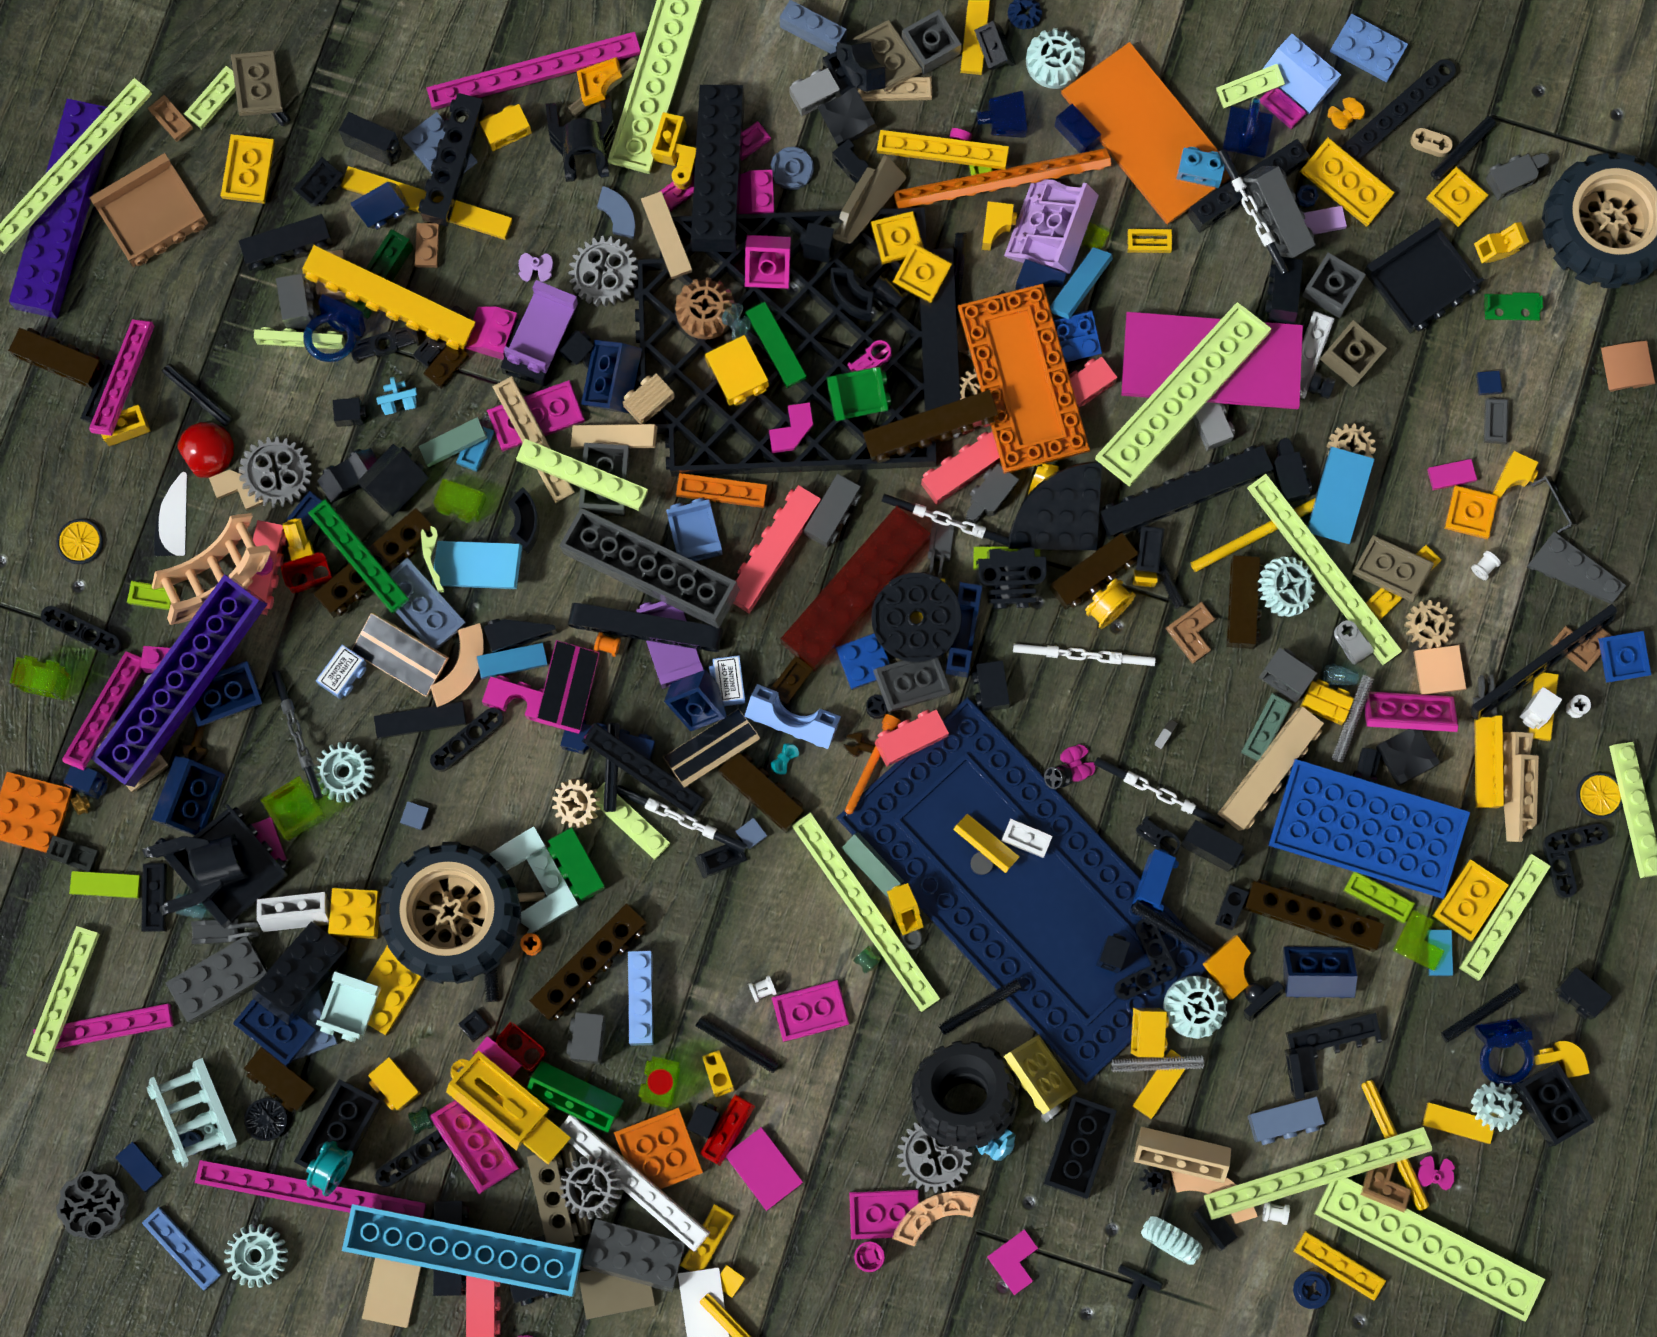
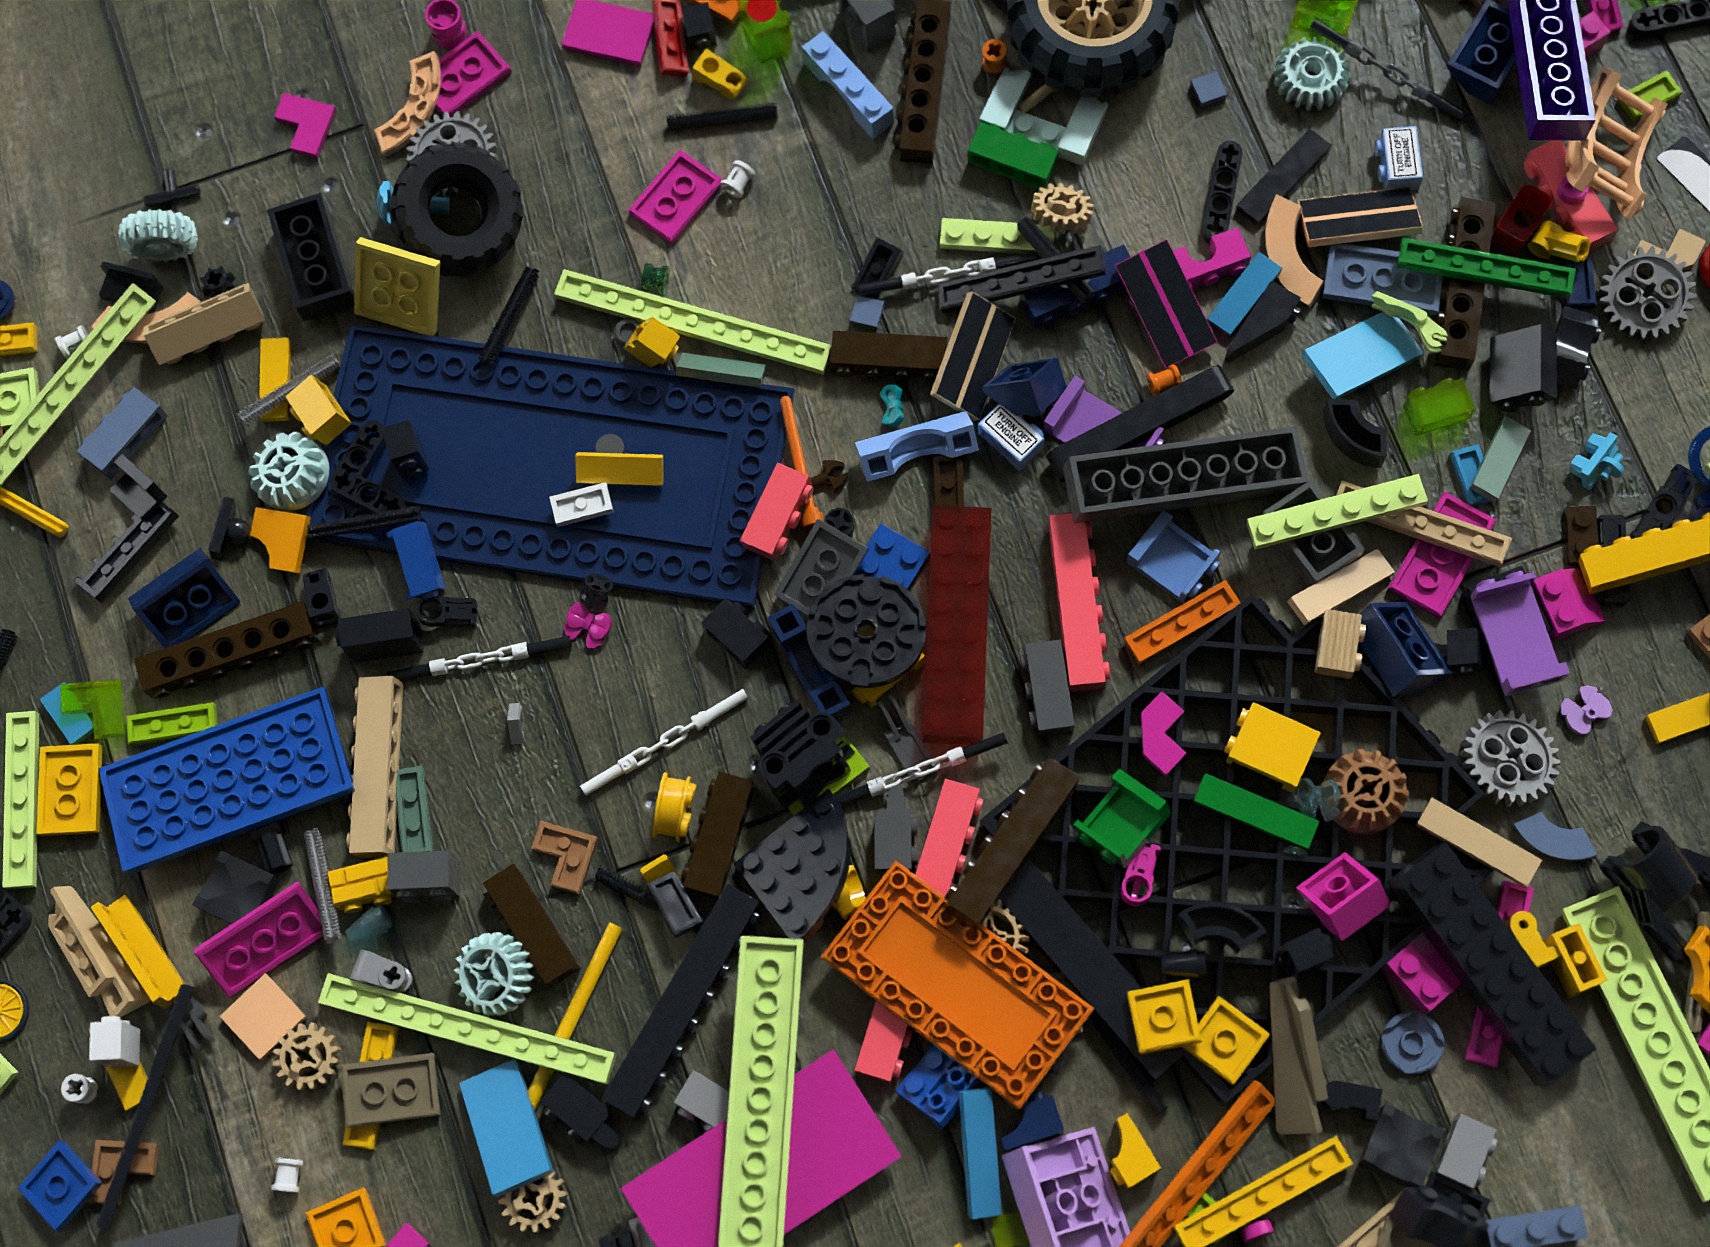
camera: 150 degrees right, 5 degrees down
(349, 412) = (1632, 407): black brick -> none

